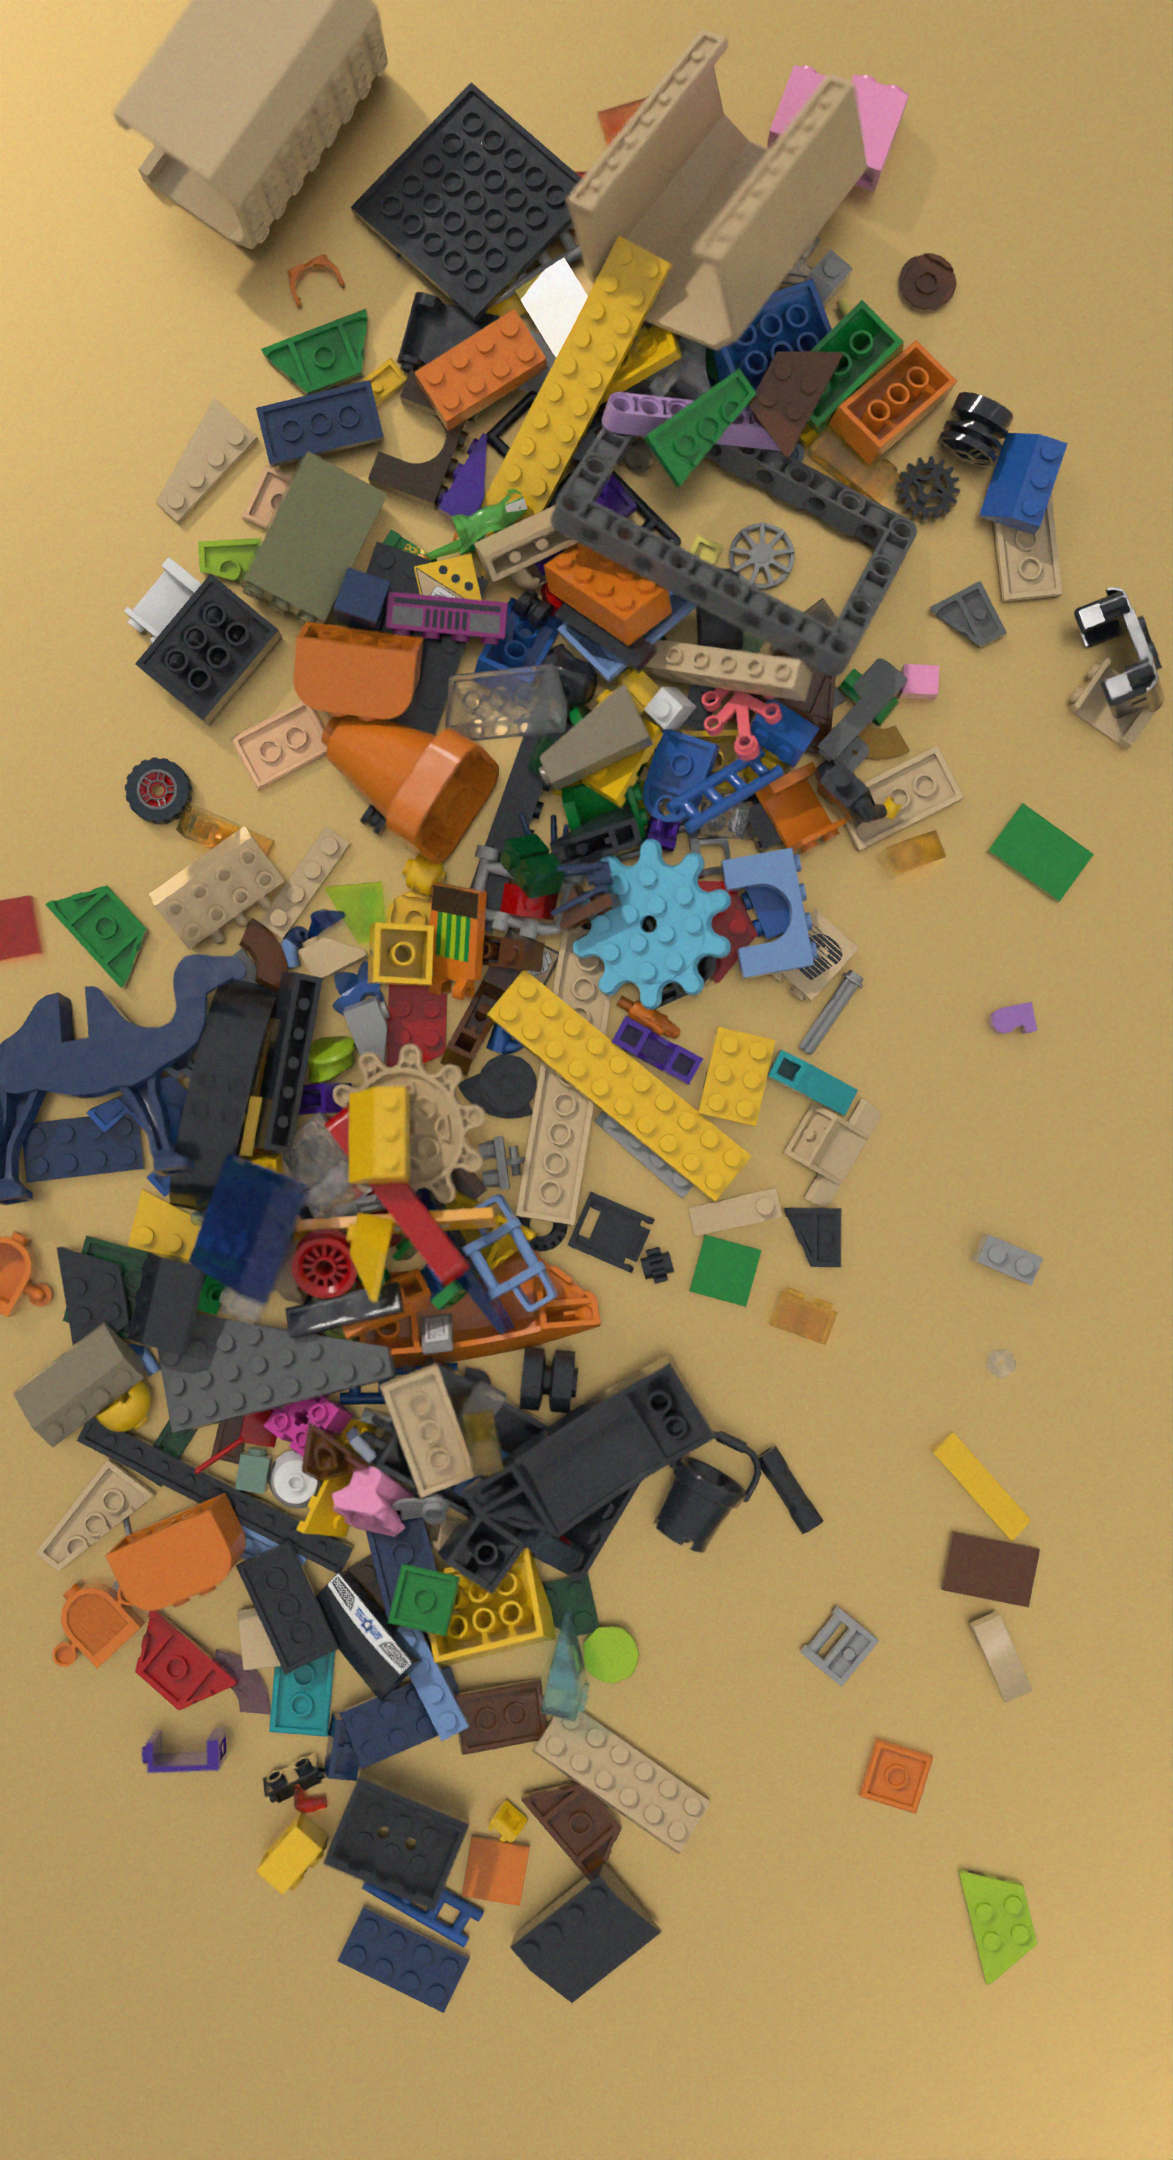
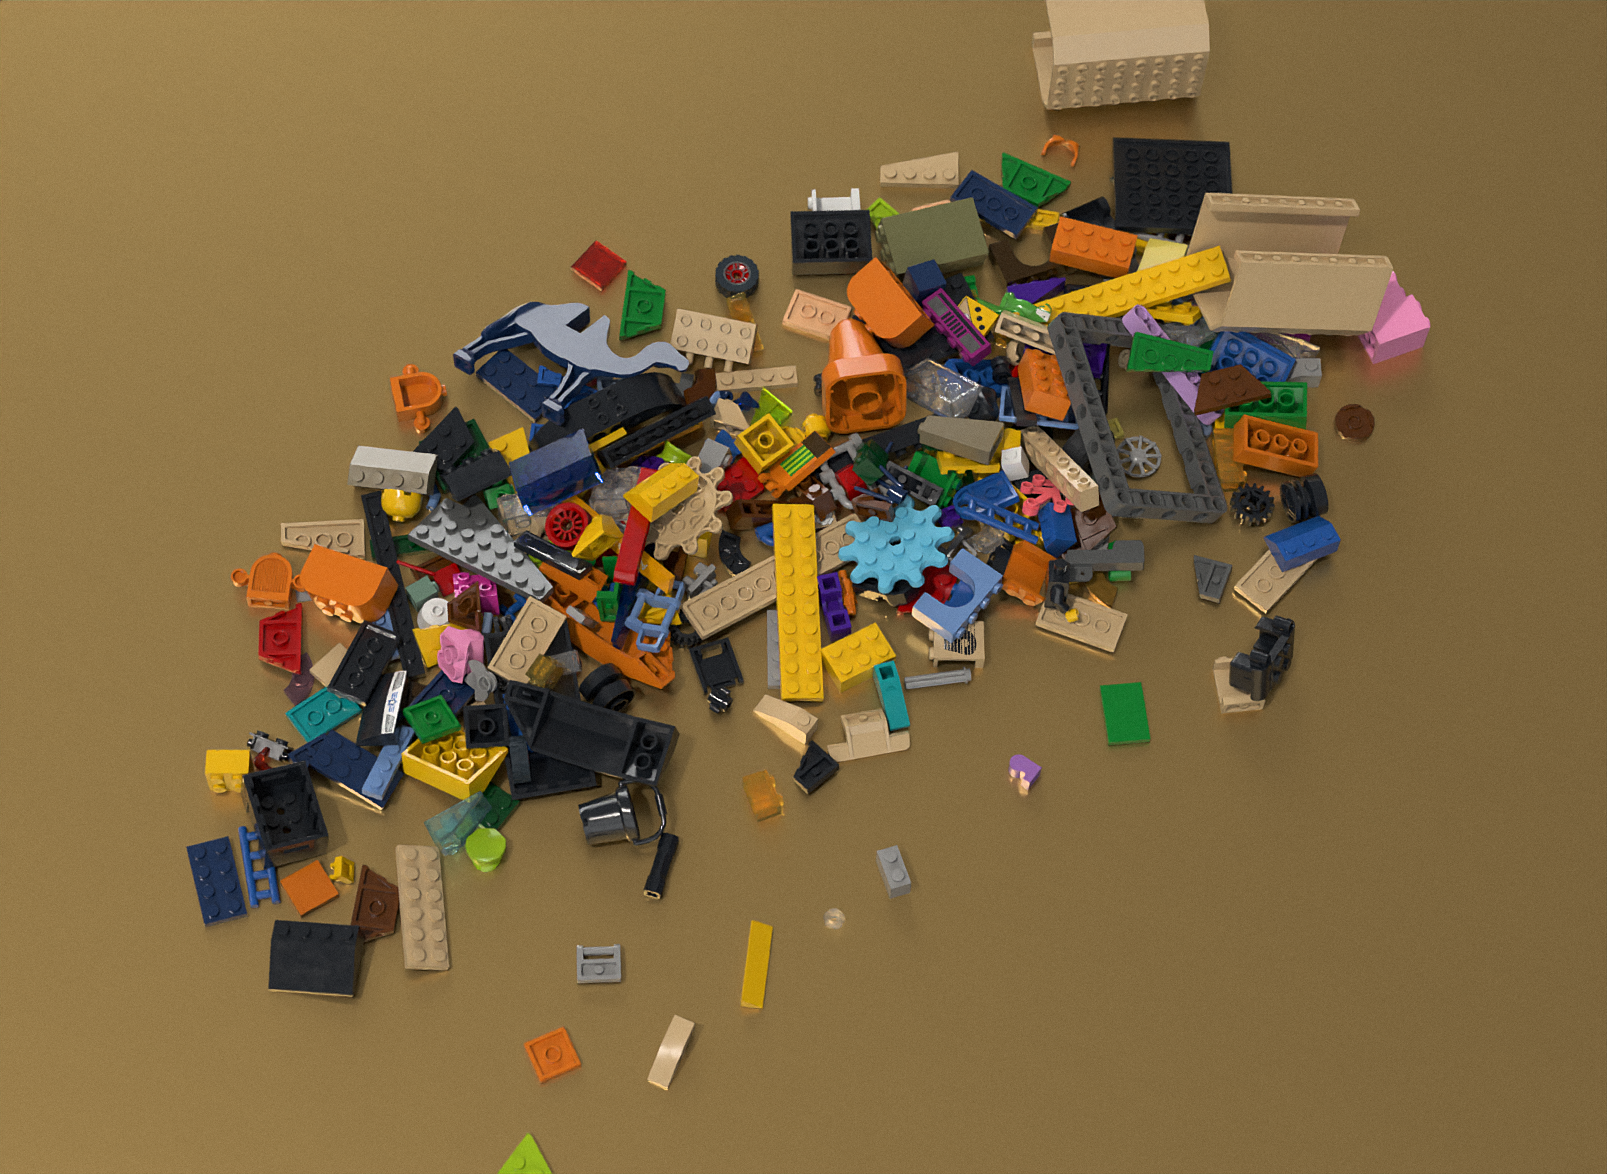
camera: 45 degrees right, 25 degrees down
(188, 1761) = (252, 688): panel -> none
(501, 1716) = (398, 818): reddish brown tile -> none
(507, 1083) = (745, 550): black tile -> none
(725, 1270) = (749, 739): green tile -> none
(913, 853) = (1060, 649): clear yellow slope -> none
(921, 681) = (1151, 580): bright pink brick -> none
(990, 1569) = (715, 1008): reddish brown tile -> none

